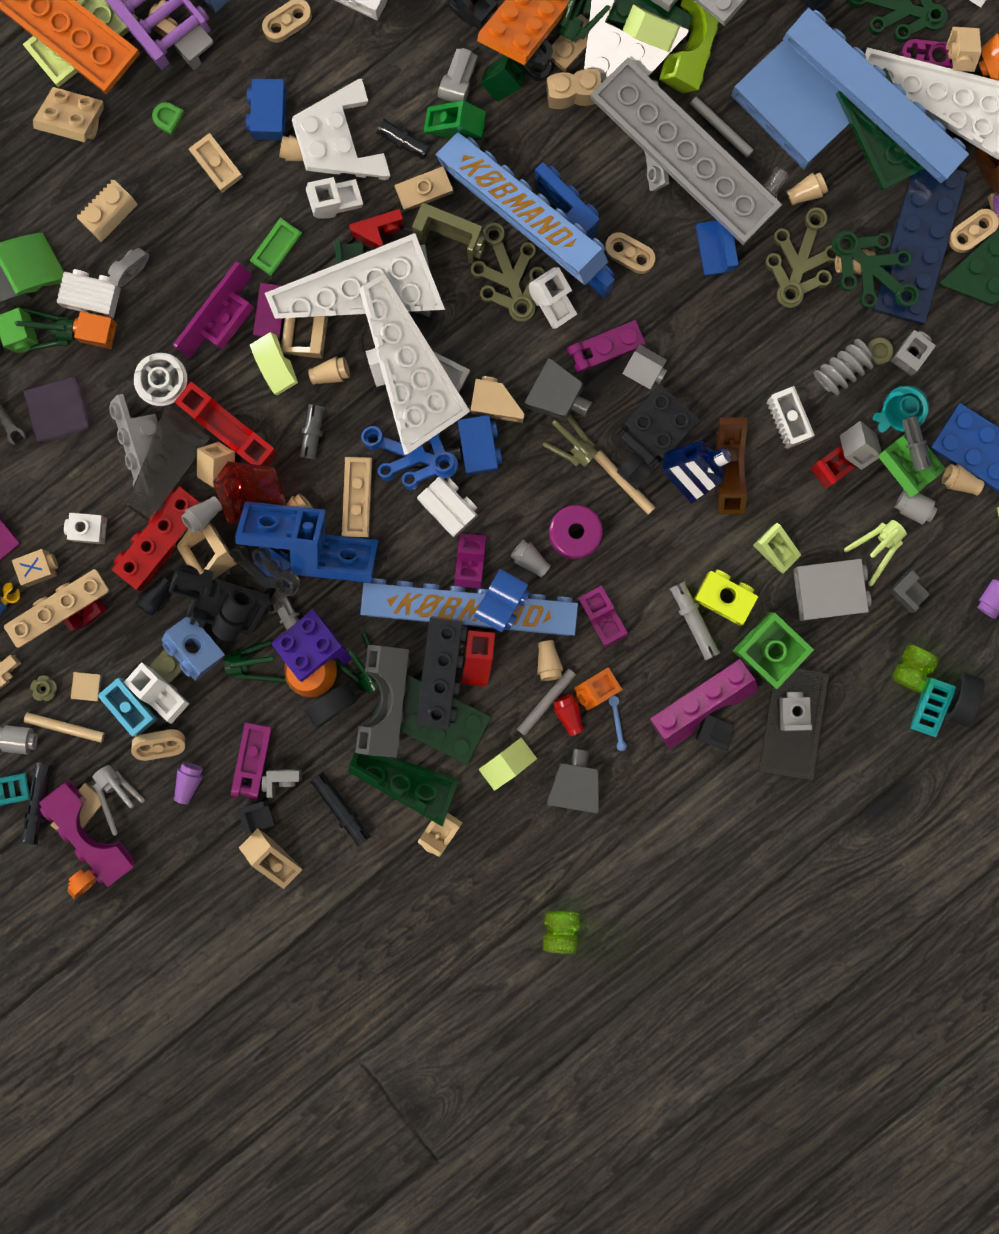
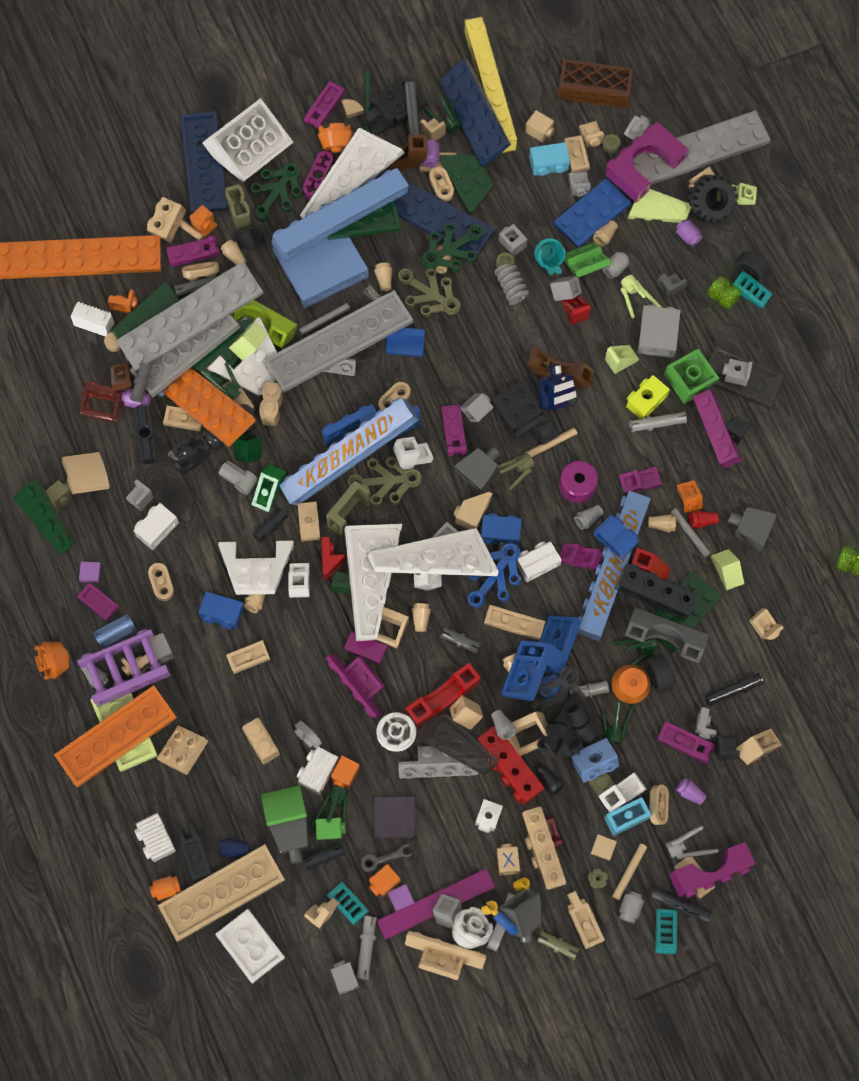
camera: 80 degrees left, 15 degrees down
(80, 883) = (749, 883): orange plate -> none
(167, 117) = (203, 683): bright green tile -> none
(246, 483) = (490, 685): clear red bracket -> none
(271, 361) = (405, 653): yellowish green slope -> none
(276, 247) = (320, 632): bright green tile -> none
(309, 646) = (615, 675): dark purple bracket -> none
(410, 784) = (726, 637): dark green wing -> none
(614, 701) = (732, 491): medium blue hinge -> none
(790, 417) = (536, 325): white brick -> none
(916, 443) = (576, 251): dark grey axle -> none
(964, 48) = (322, 155): tan brick -> none

